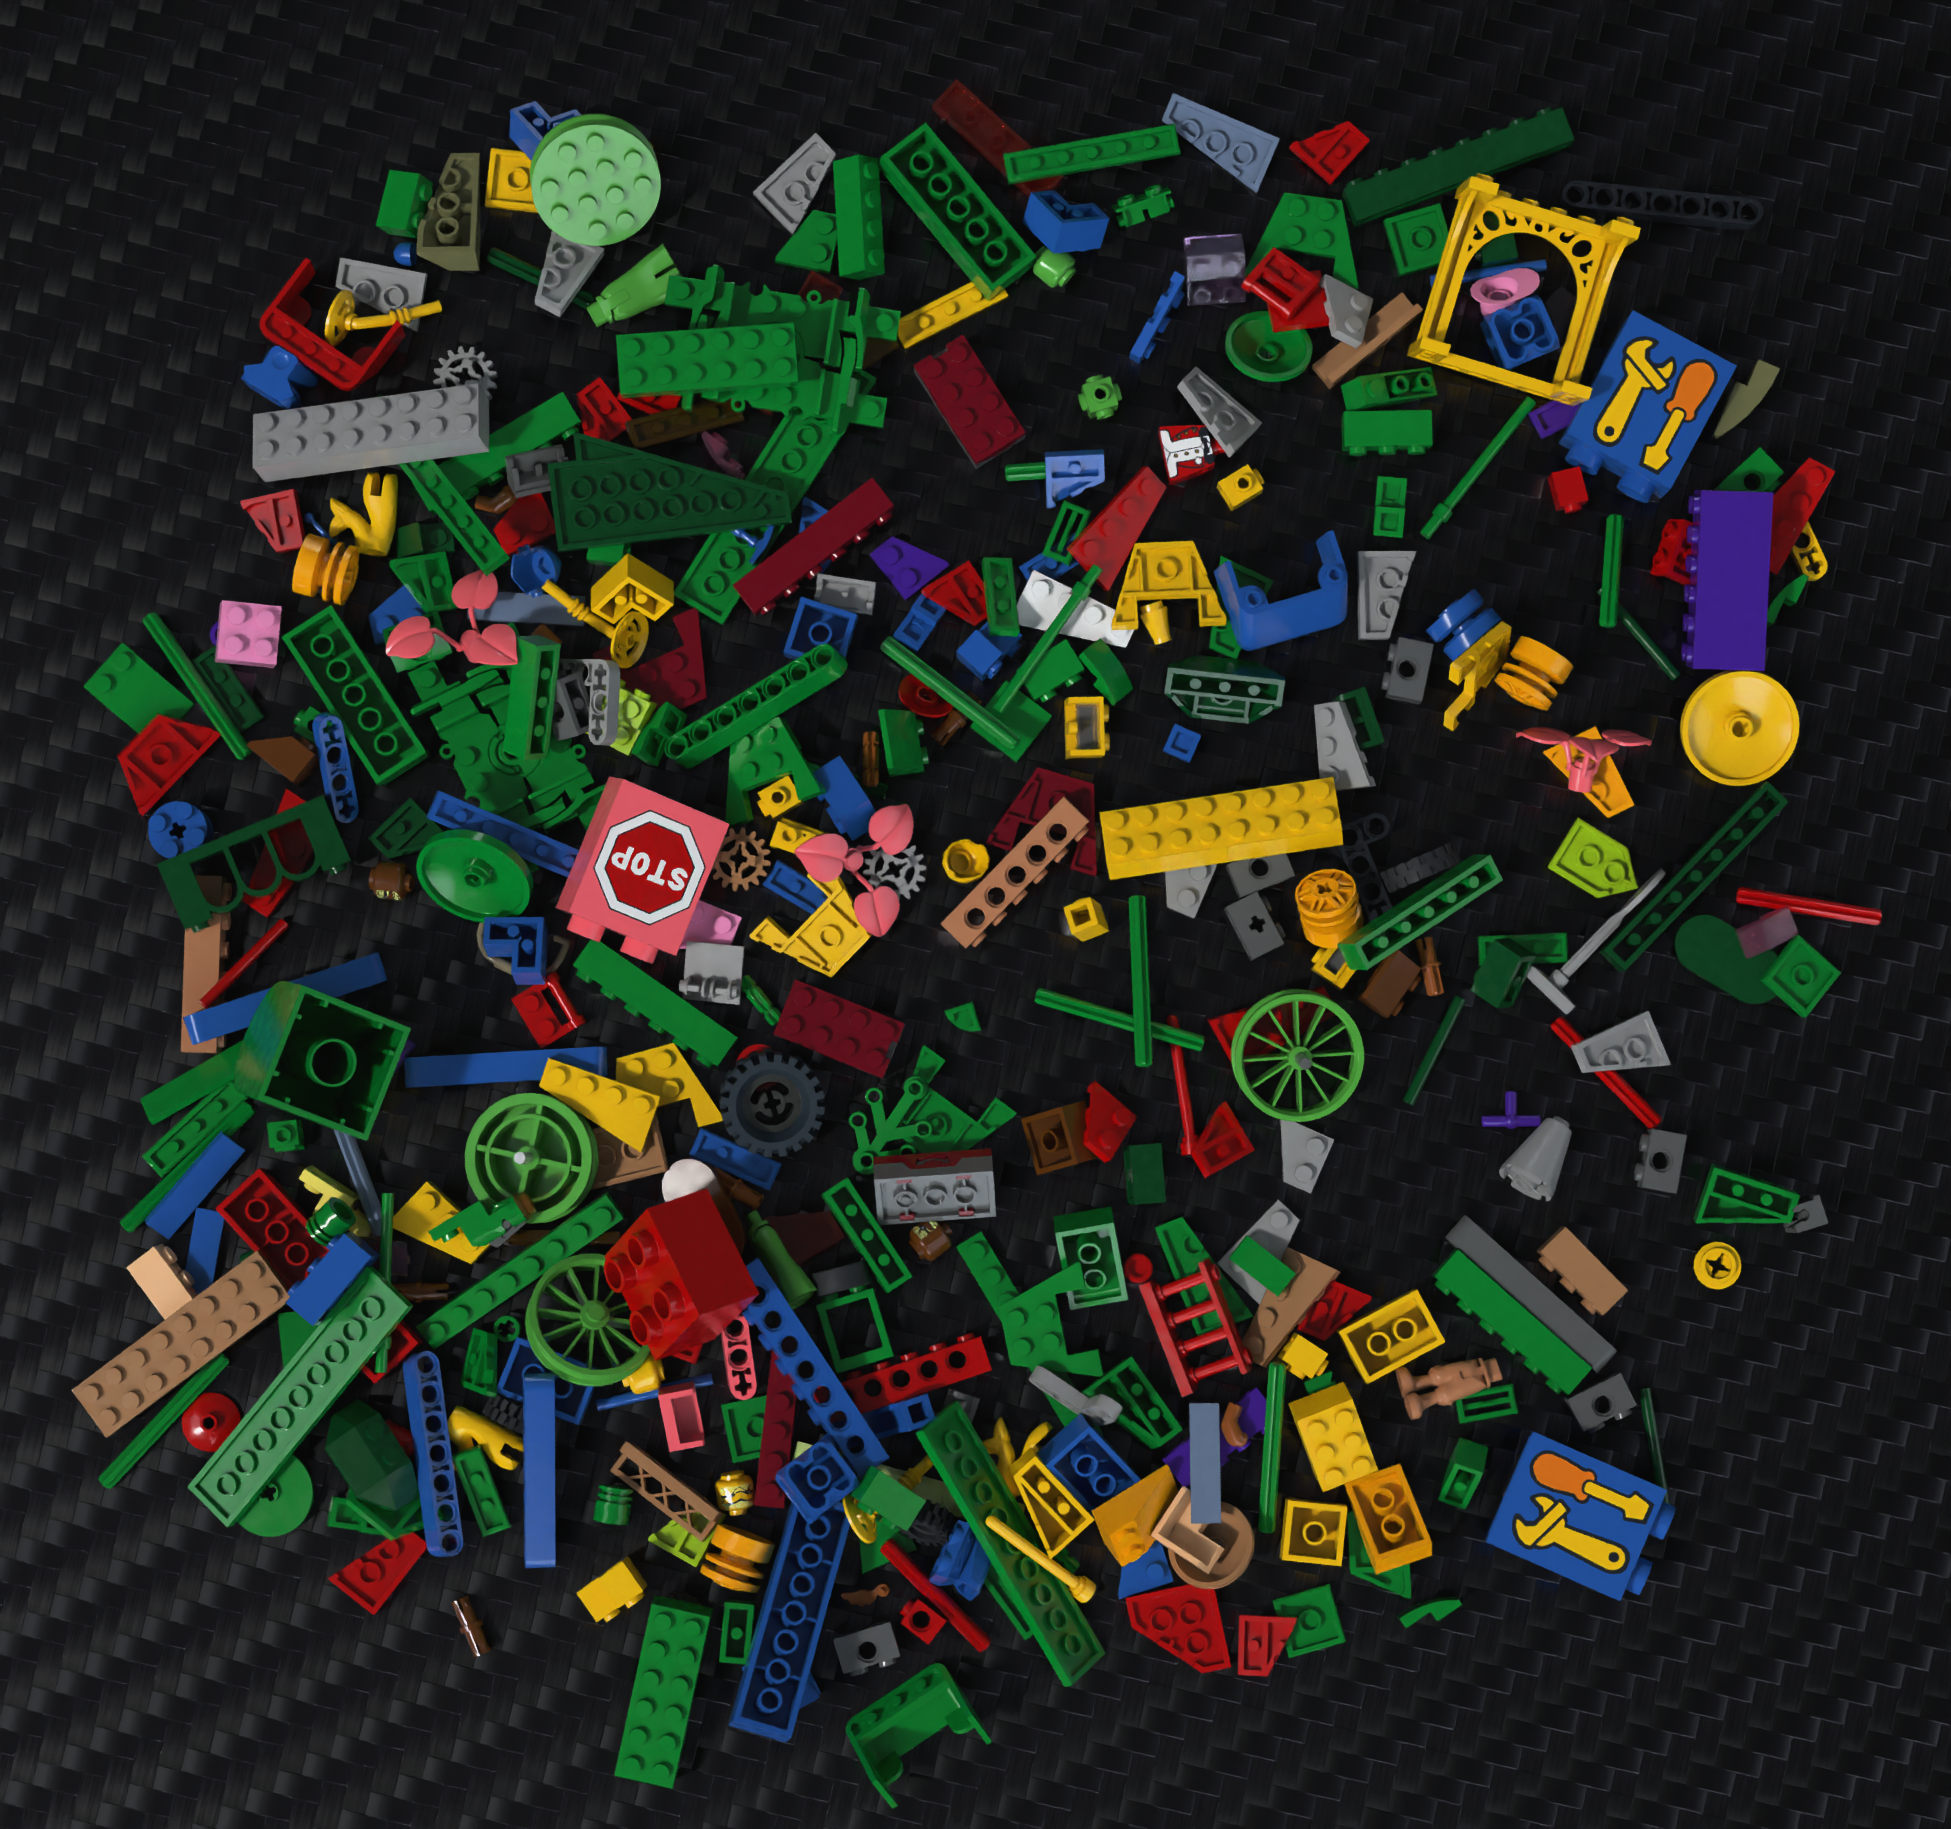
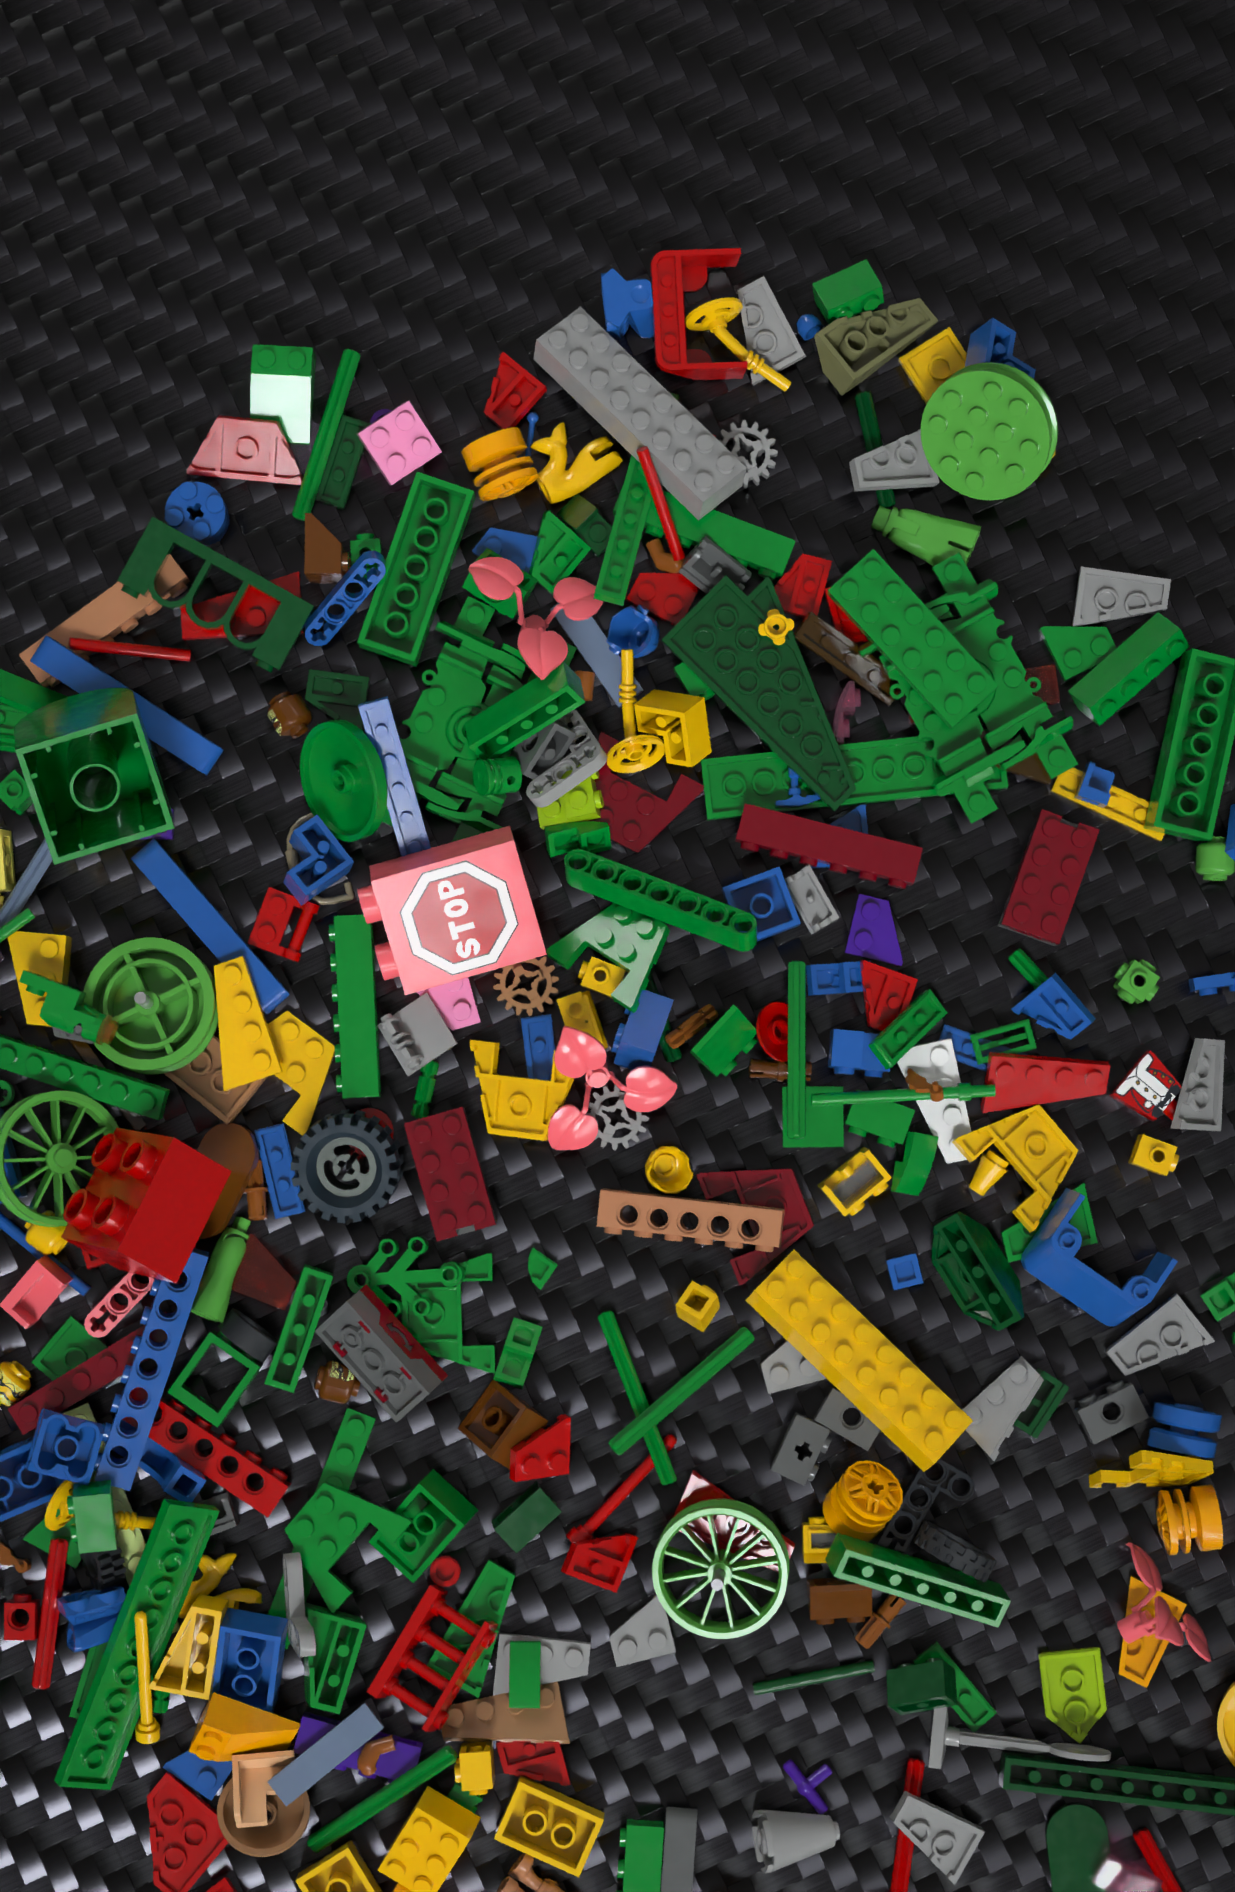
camera: 55 degrees right, 0 degrees up
(453, 470) = (660, 503): none -> red bar
(560, 760) = (493, 774): none -> green piece
(620, 448) = (785, 625): none -> yellow plate
(927, 312) = (1095, 785): none -> blue panel
(1015, 1084) = (517, 1353): none -> green slope
(1050, 619) = (920, 1085): none -> dark orange piece

